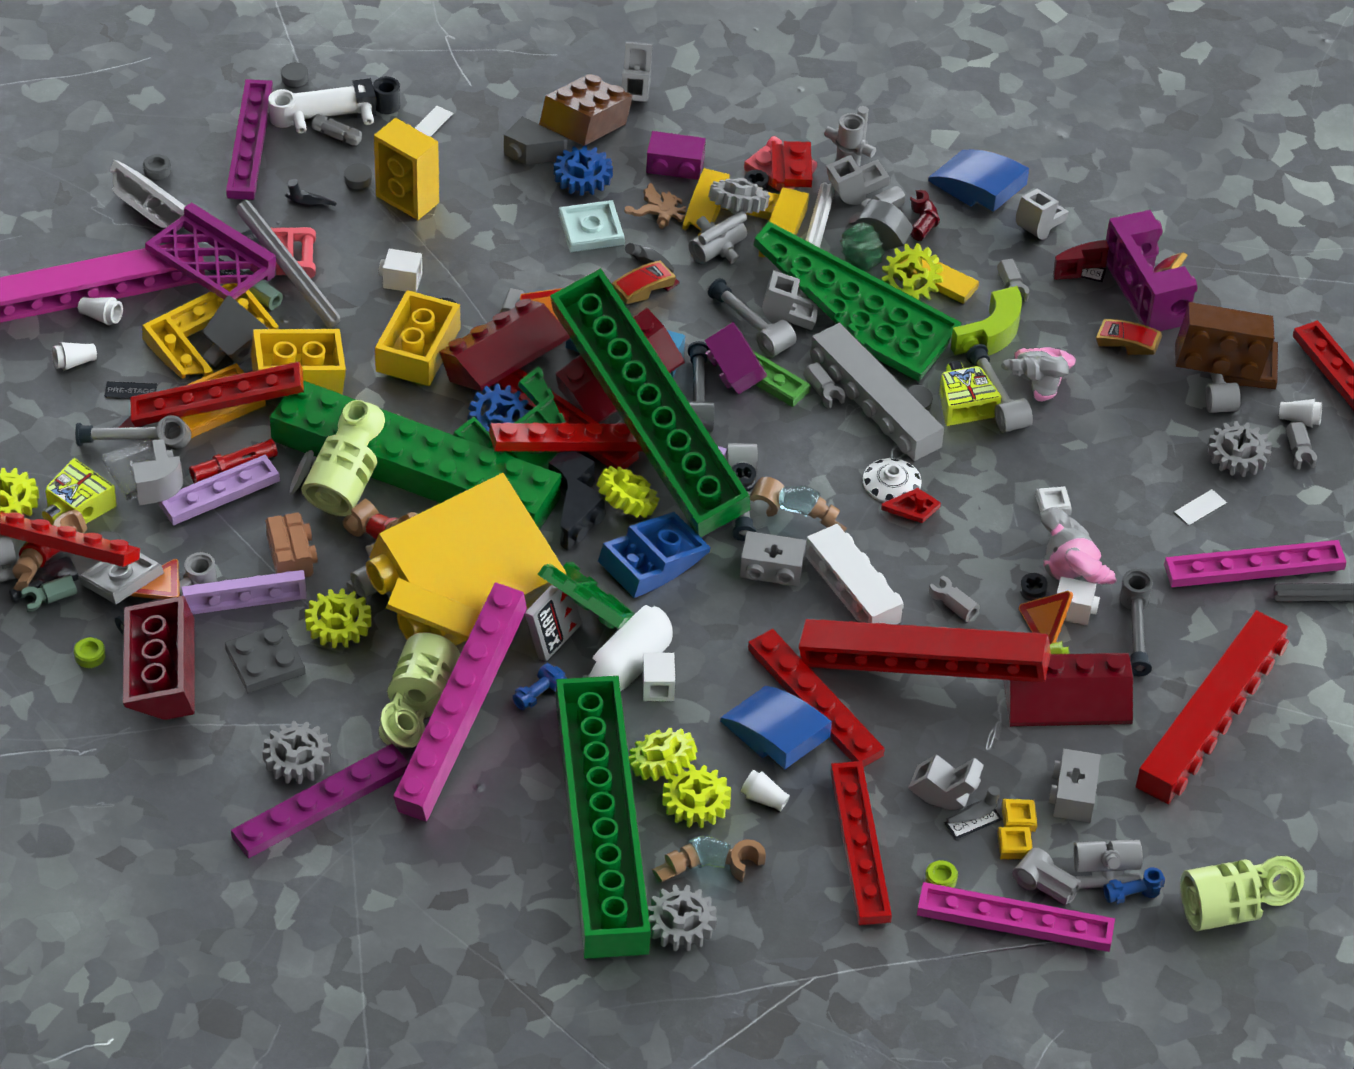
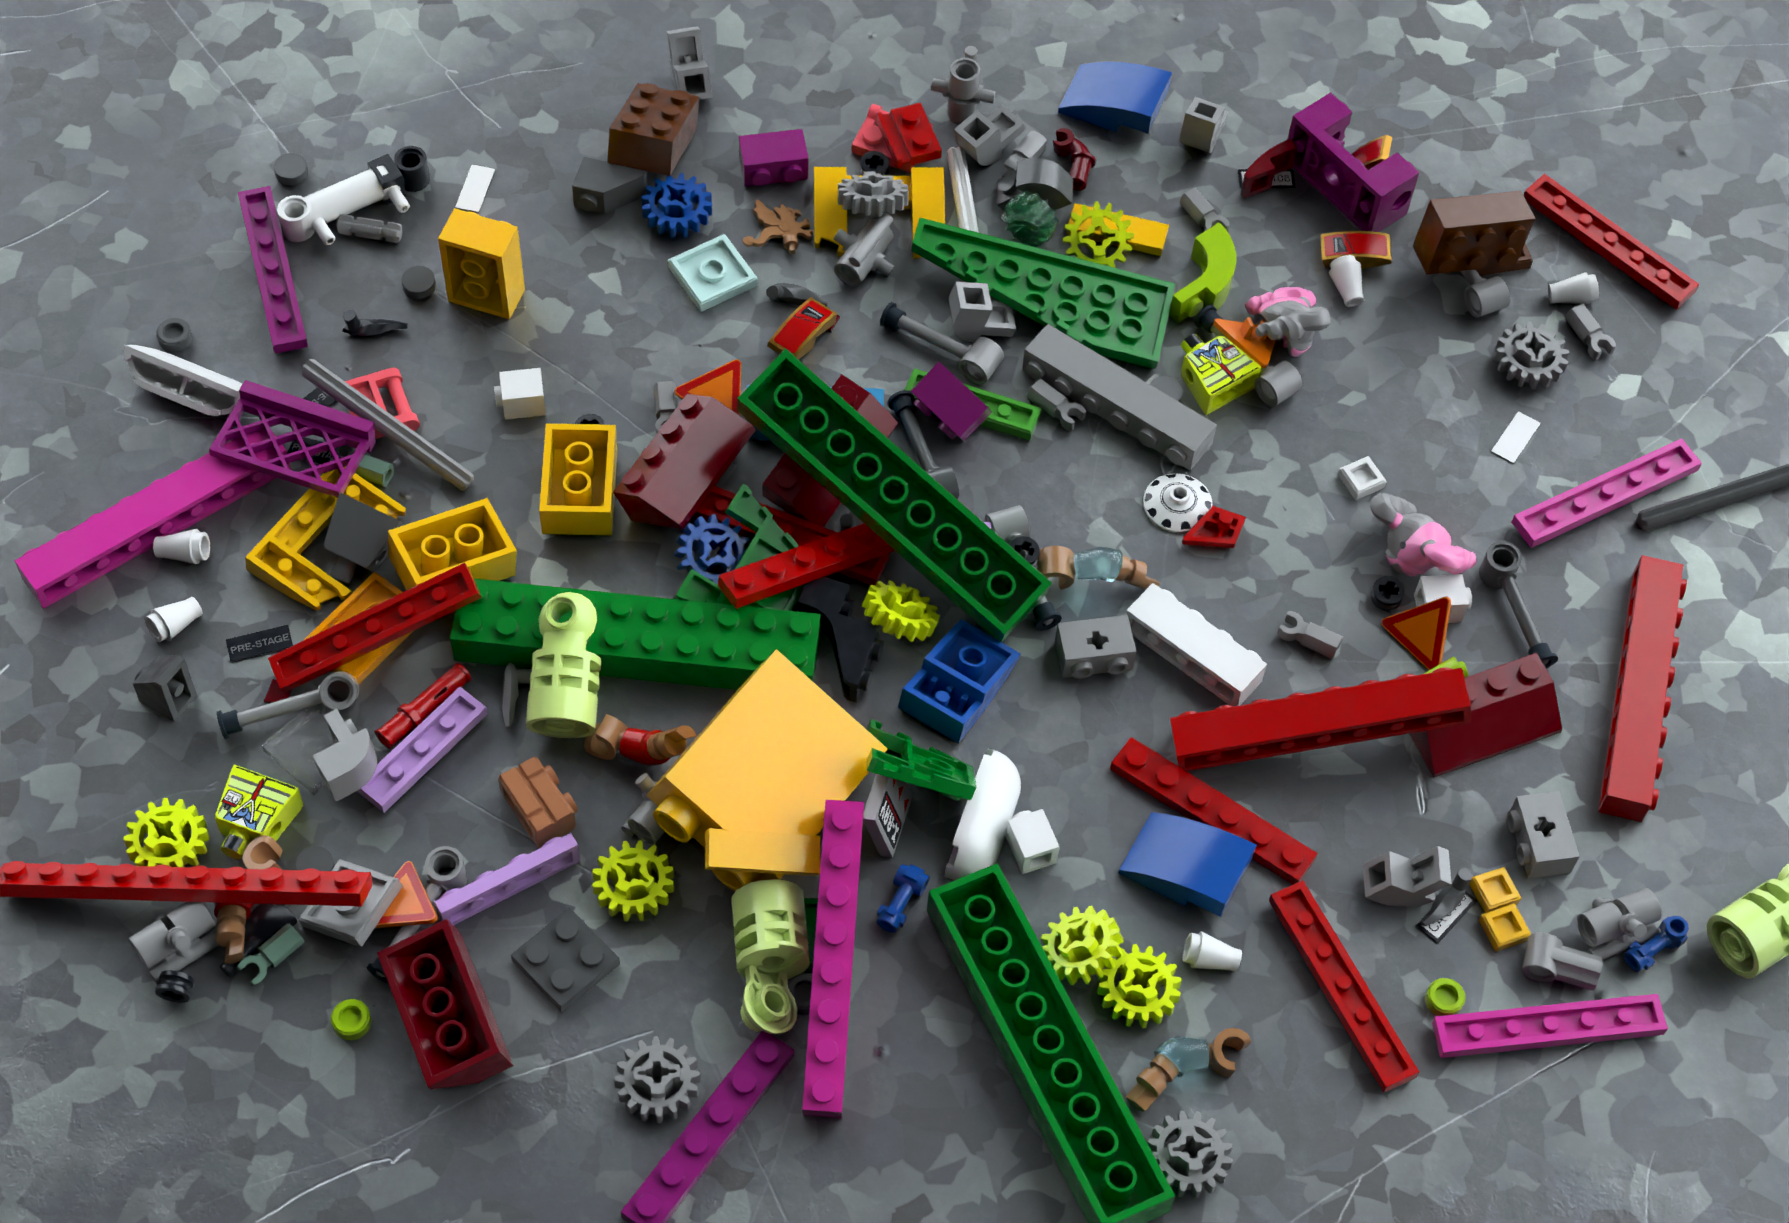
camera: 20 degrees left, 10 degrees up
(48, 396) = (165, 686): none -> dark grey slope
(1003, 380) = (1245, 338): none -> orange piece
(1110, 356) = (1348, 279): none -> white cone

